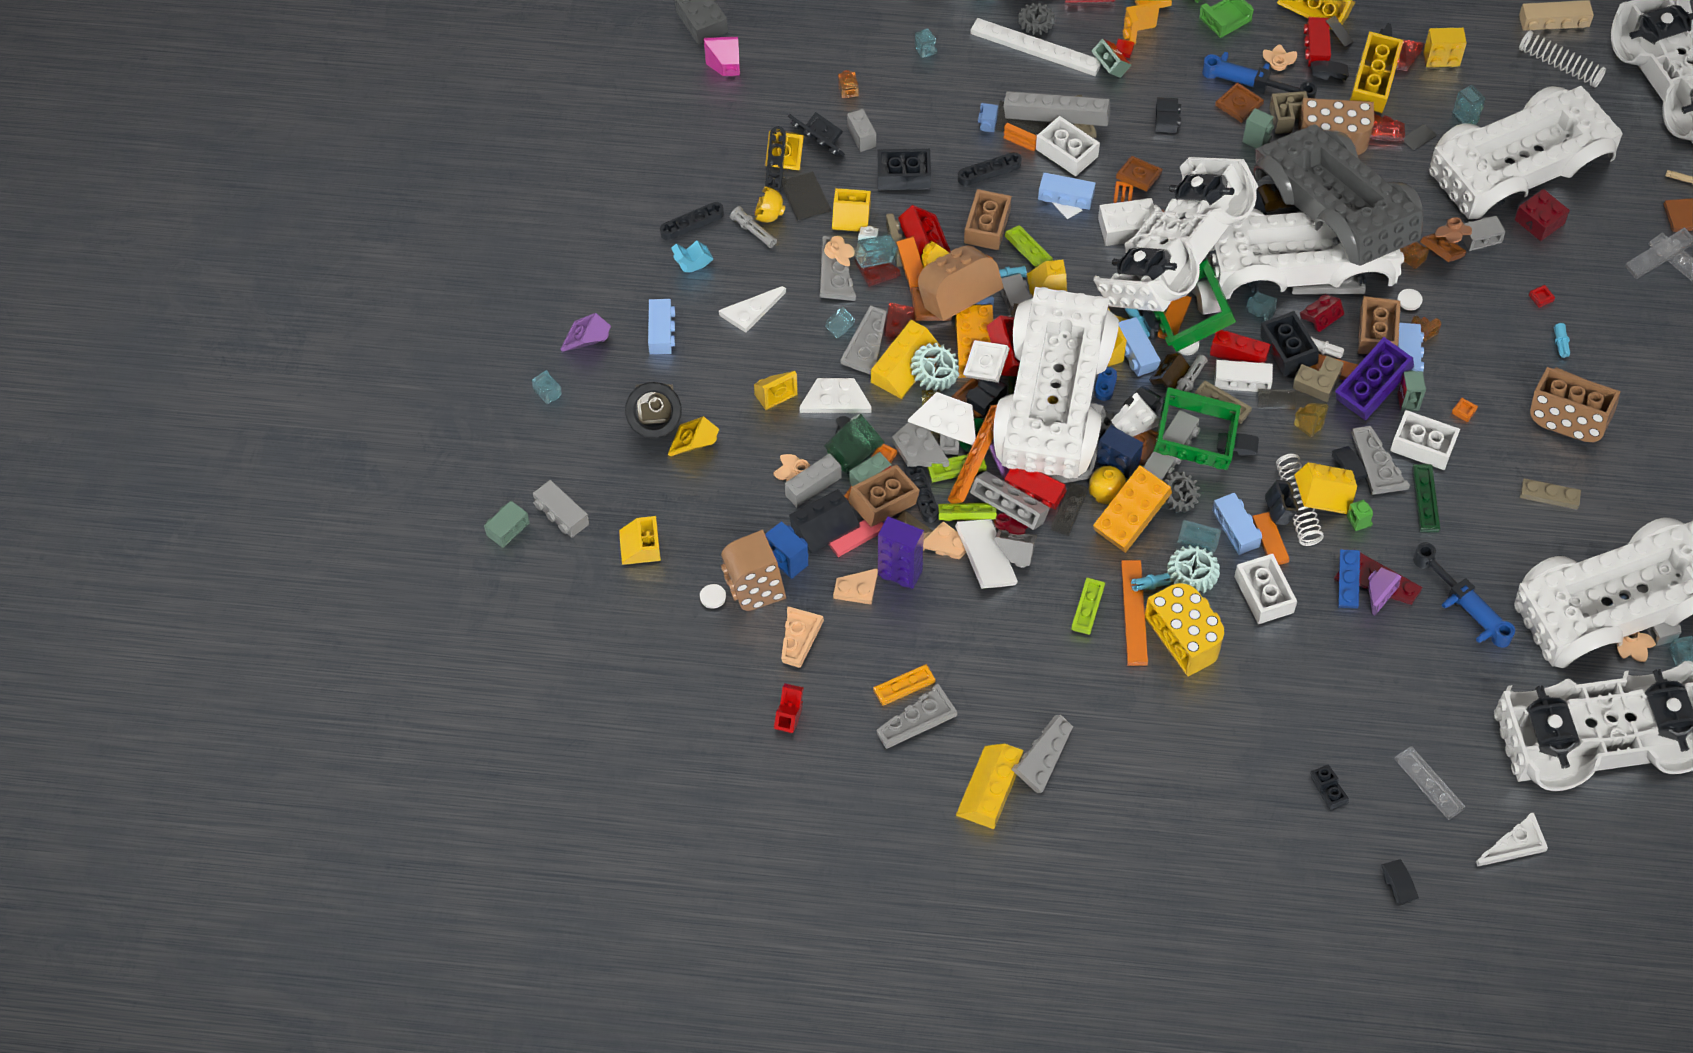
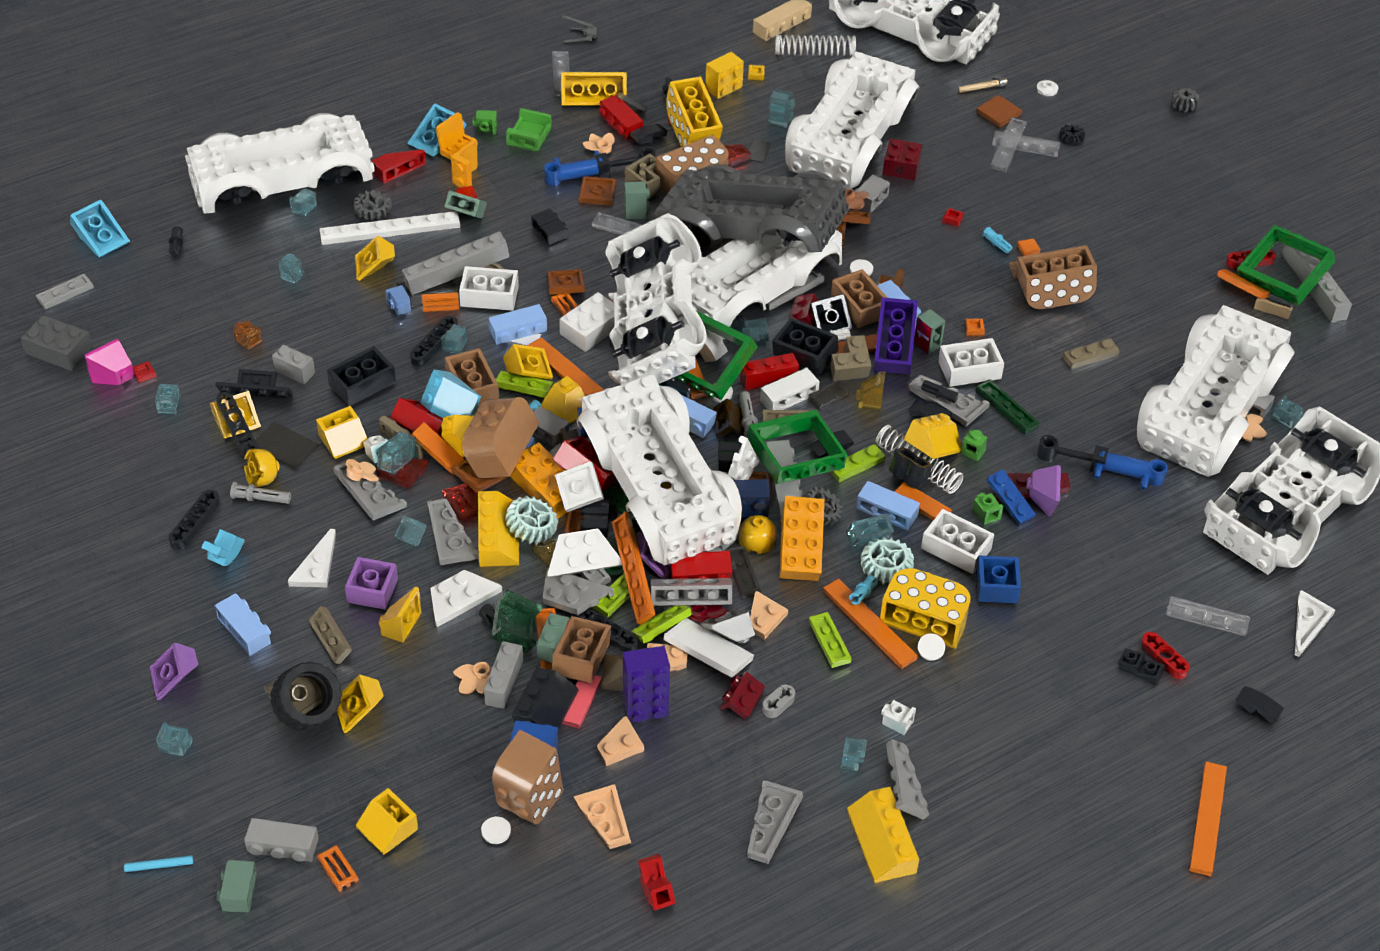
camera: 40 degrees left, 10 degrees down
(470, 474) = (158, 863): none -> medium azure bar
(583, 567) = (345, 881): none -> orange tile
(715, 372) = (330, 635): none -> dark tan plate
(746, 107) = (167, 398): none -> clear light blue brick
(748, 75) = (144, 372): none -> red tile
(774, 348) = (371, 583): none -> medium lavender brick
(904, 685) = (733, 800): light orange tile -> none
(952, 224) = (449, 396): none -> medium azure slope
(980, 608) = (742, 695): none -> dark red bracket
(999, 67) = (373, 257): none -> yellow slope
(1005, 177) = (454, 339): none -> clear light blue brick
(1005, 630) = (781, 703): none -> light grey beam
(1023, 709) = (853, 753): none -> clear light blue brick
(1045, 230) = (527, 361): none -> yellow slope
(1055, 555) = (766, 615): none -> light nougat wing
(1074, 253) = (563, 367): none -> orange tile
(1085, 705) = (898, 716): none -> white brick
(1165, 662) = (931, 647): none -> white piece
(1230, 145) = (613, 224): none -> clear tile
(1249, 472) = (859, 462): none -> lime plate
(1266, 941) = (1208, 819): none -> orange tile
(1270, 641) = (998, 579): none -> blue brick
(1321, 576) = (985, 505): none -> bright green brick
(1339, 327) = (831, 313): none -> black slope
(1355, 799) = (1162, 646): none -> red beam
(1370, 450) = (939, 391): none -> black axle
(1484, 58) = (756, 72): none -> yellow tile
(1586, 363) = (1028, 247): none -> orange tile

